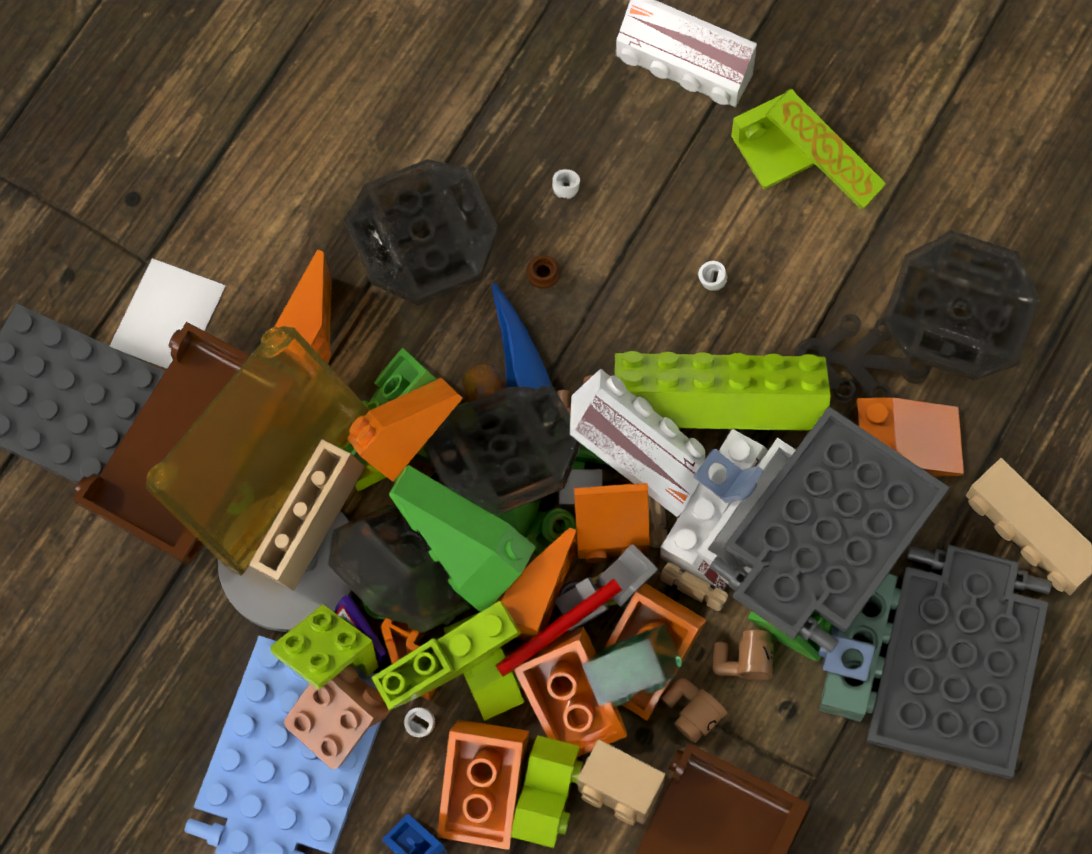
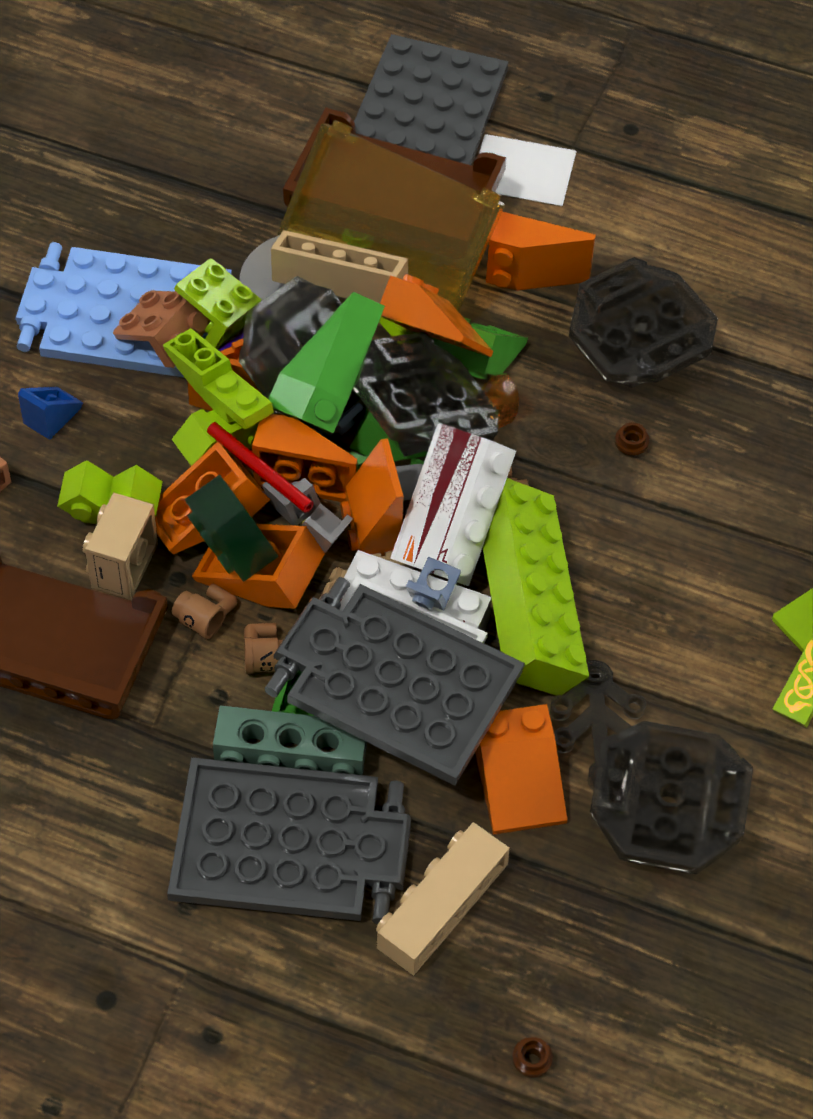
camera: 75 degrees right, 15 degrees down
(416, 729) = (162, 395): white hinge -> none
(482, 783) = (119, 441): orange slope -> none
(521, 356) = (538, 432): blue piece -> none
(569, 177) = (729, 444): white hinge -> none
(706, 275) = (660, 579): white hinge -> none
(833, 661) = (269, 705): sand blue bracket -> none

